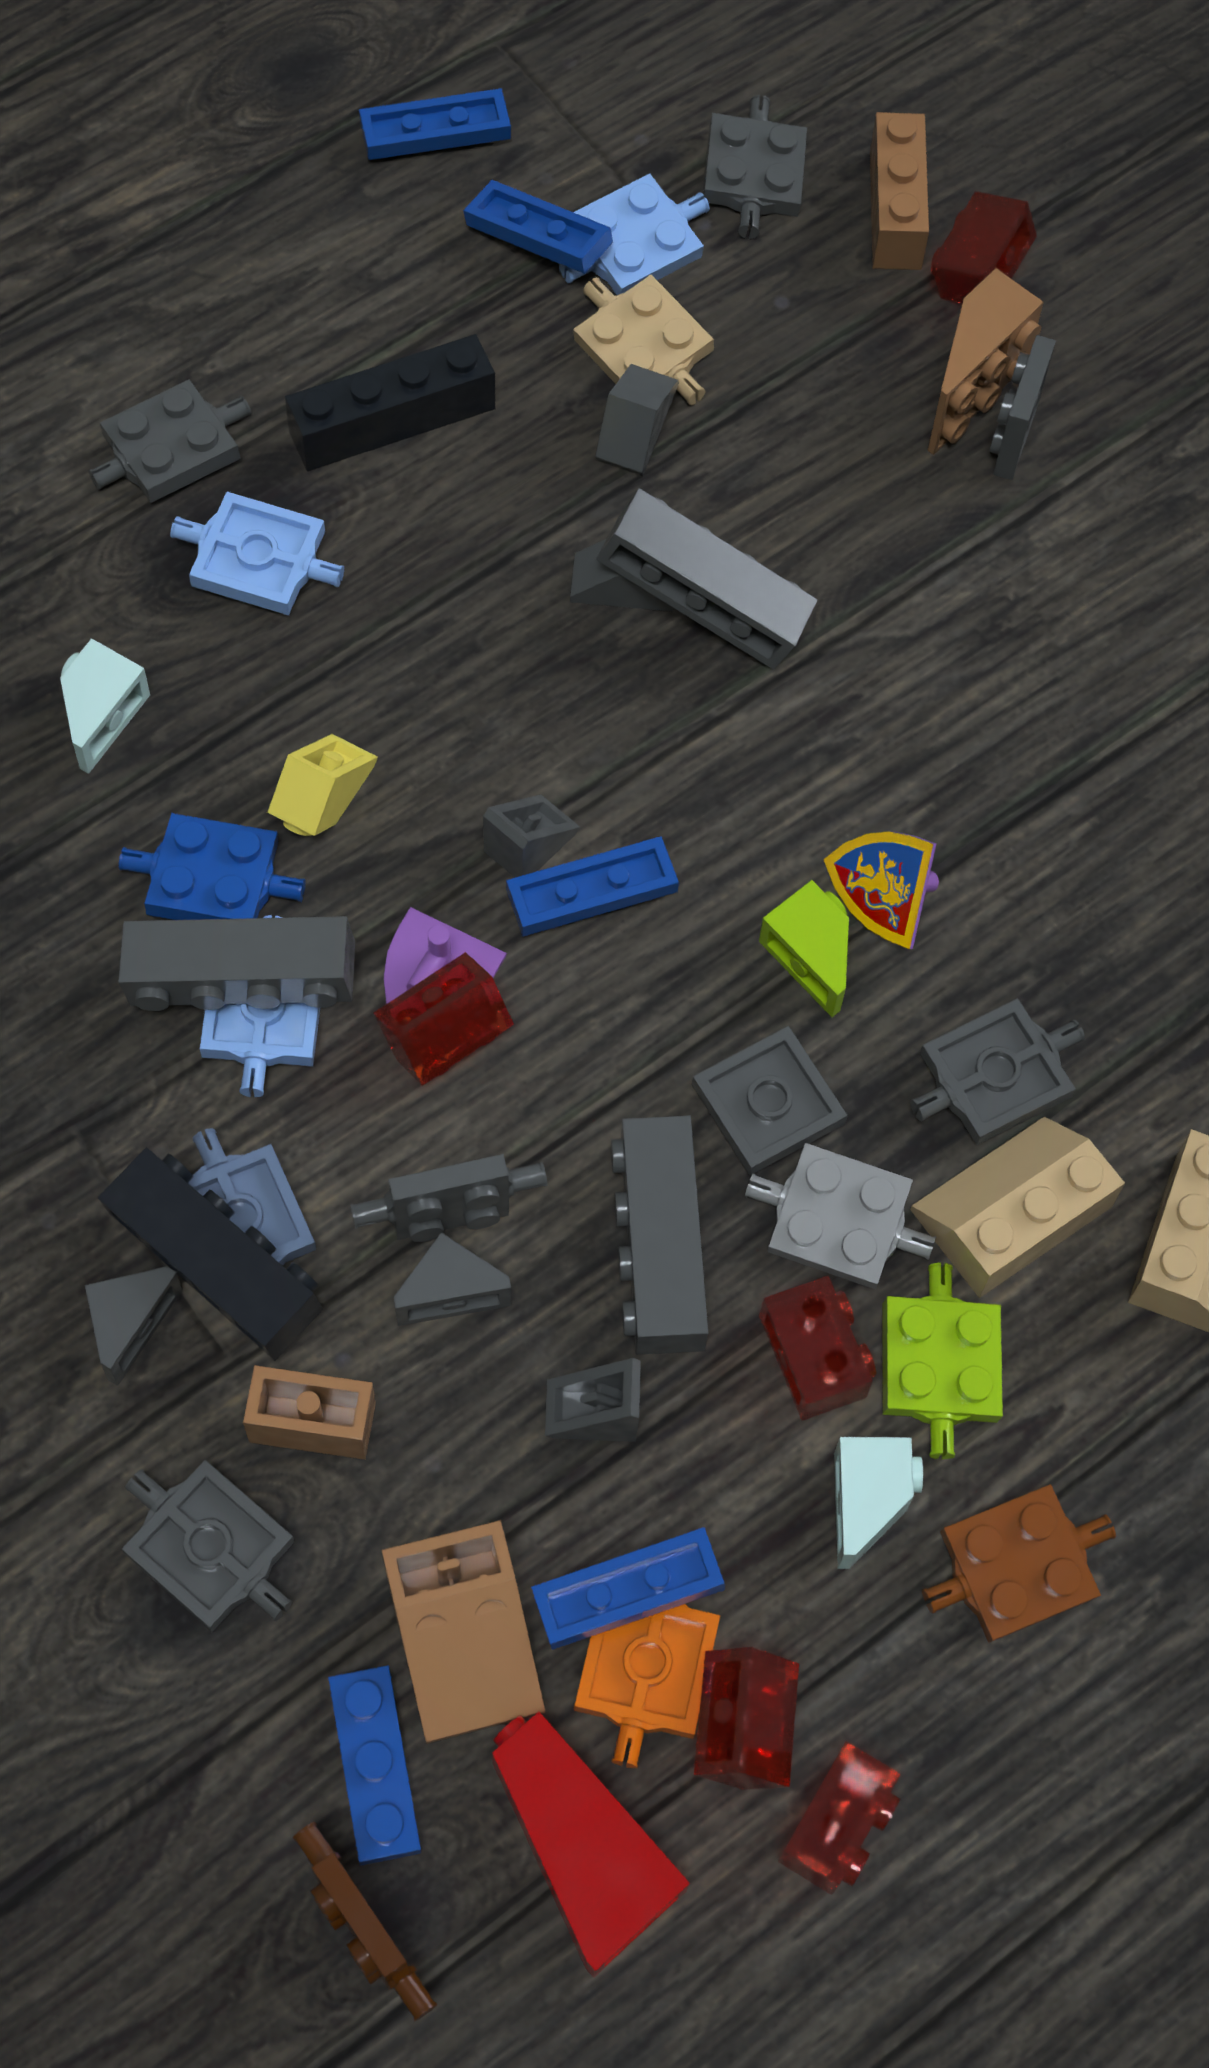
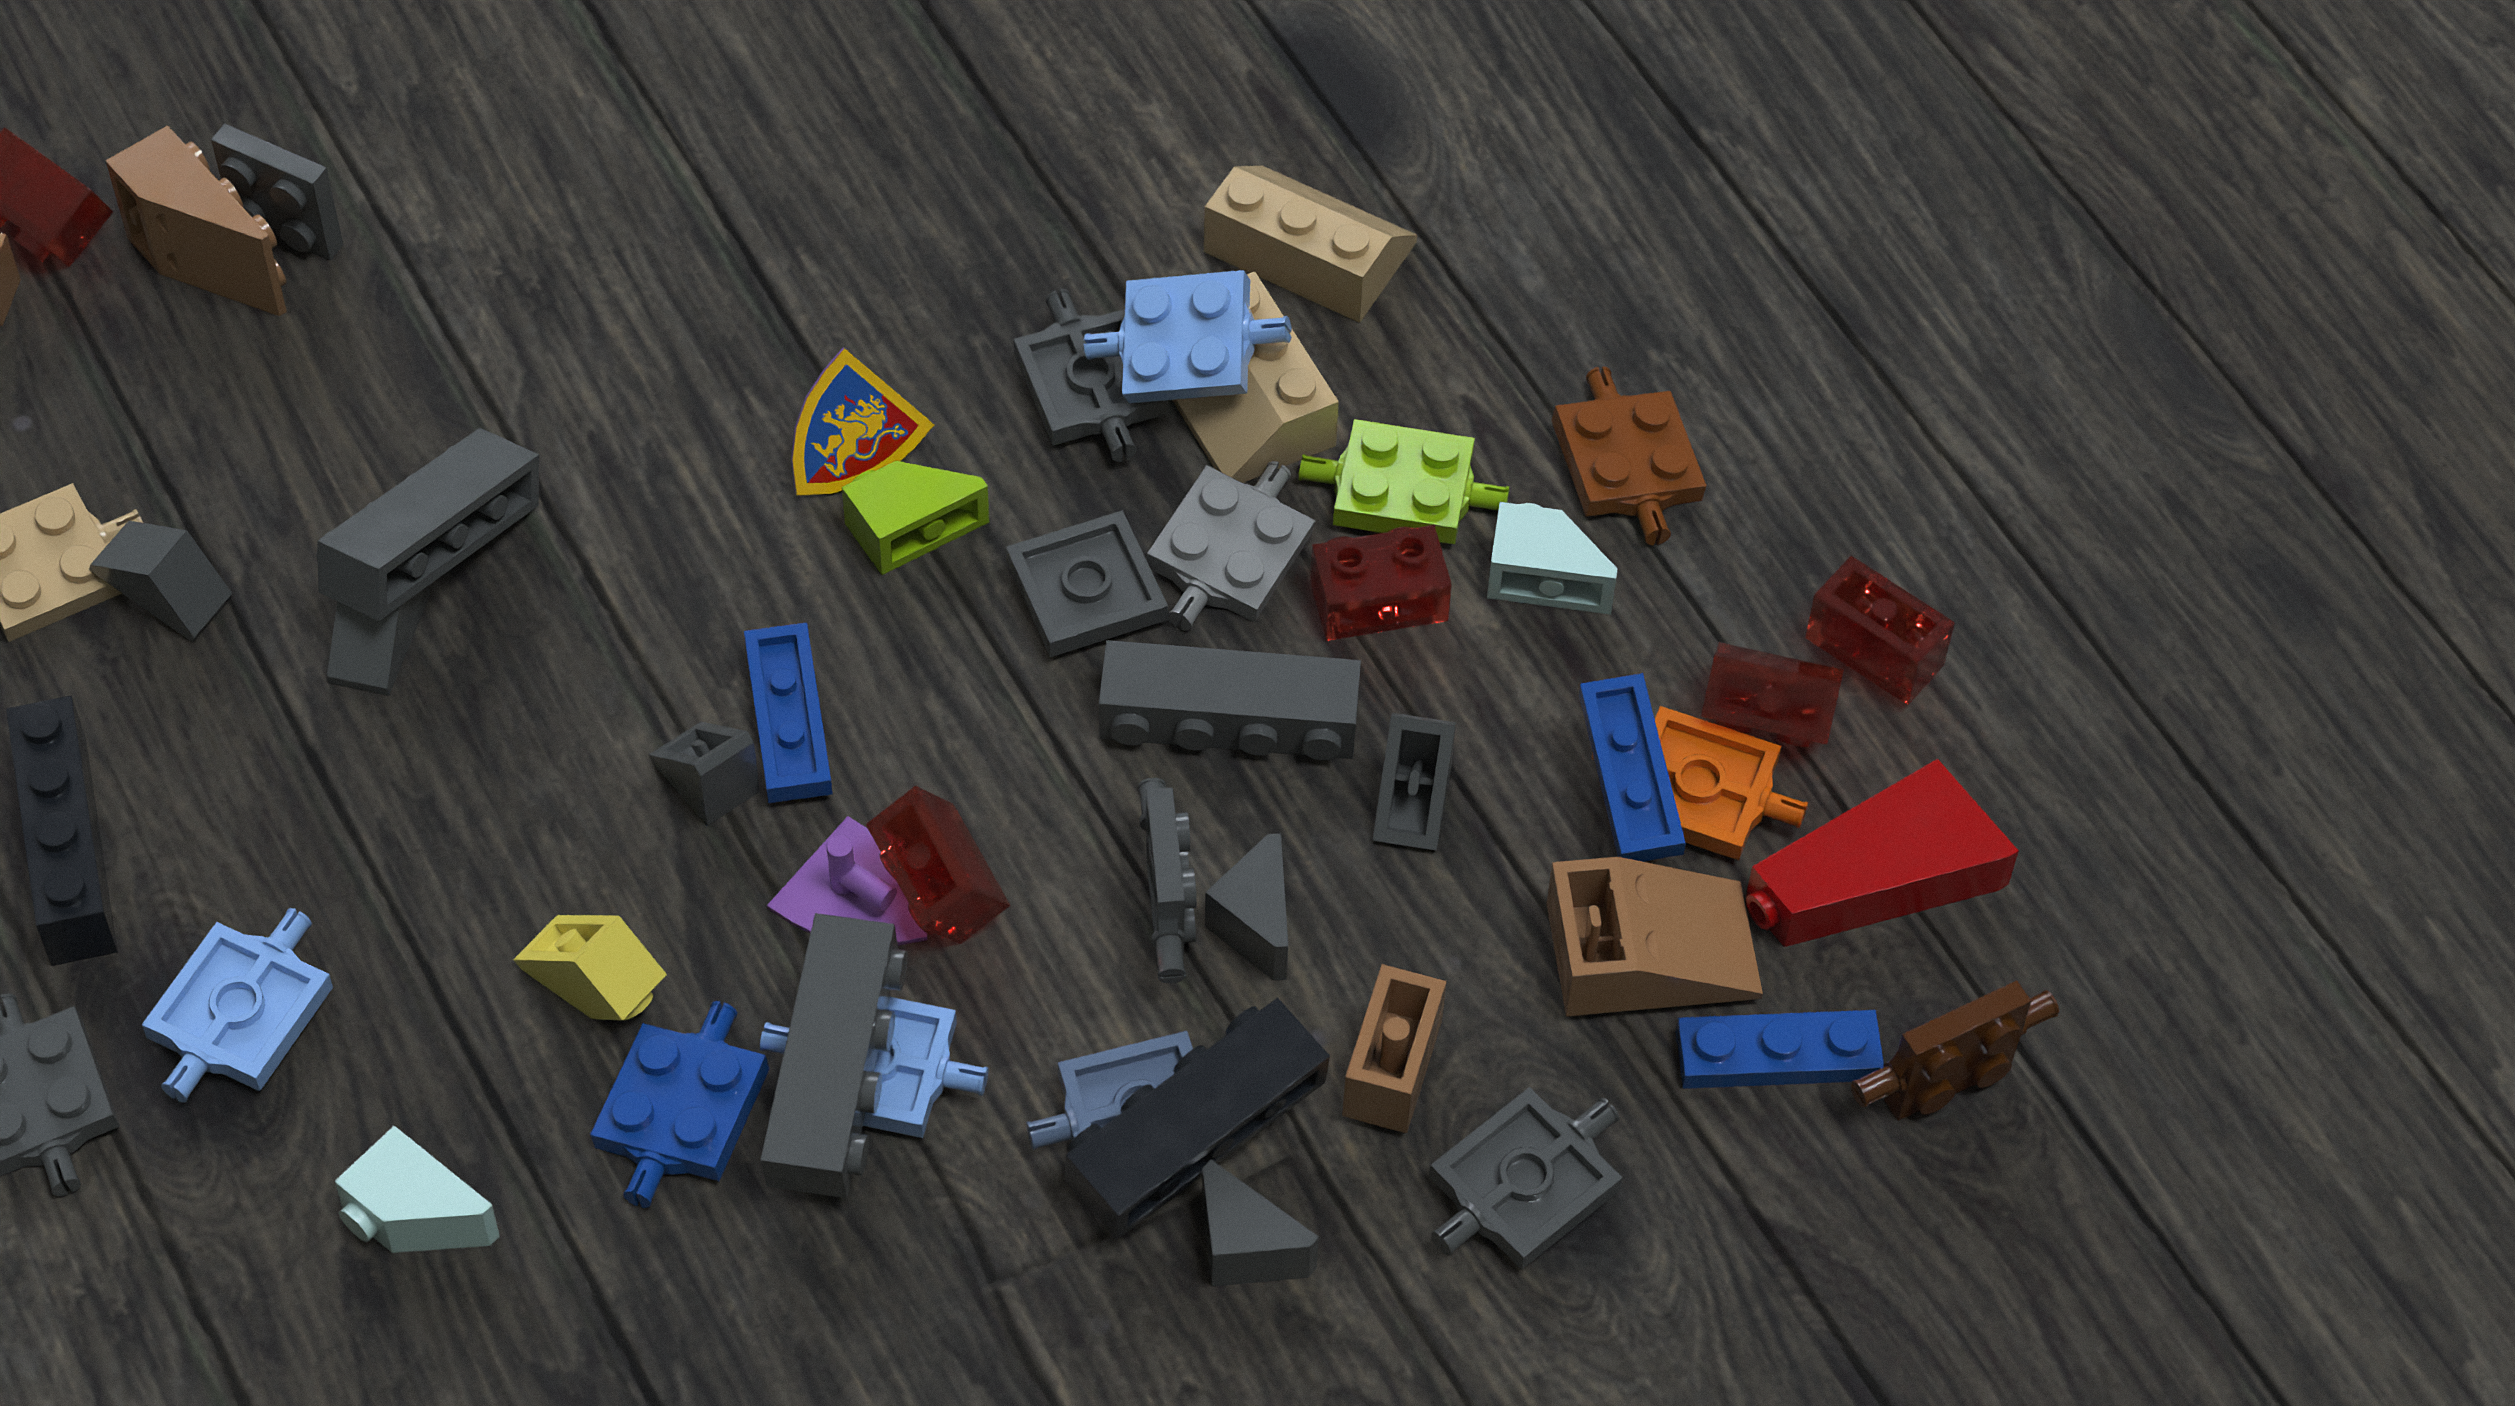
camera: 80 degrees left, 10 degrees down
(1027, 1132) = (1187, 337): none -> light blue plate

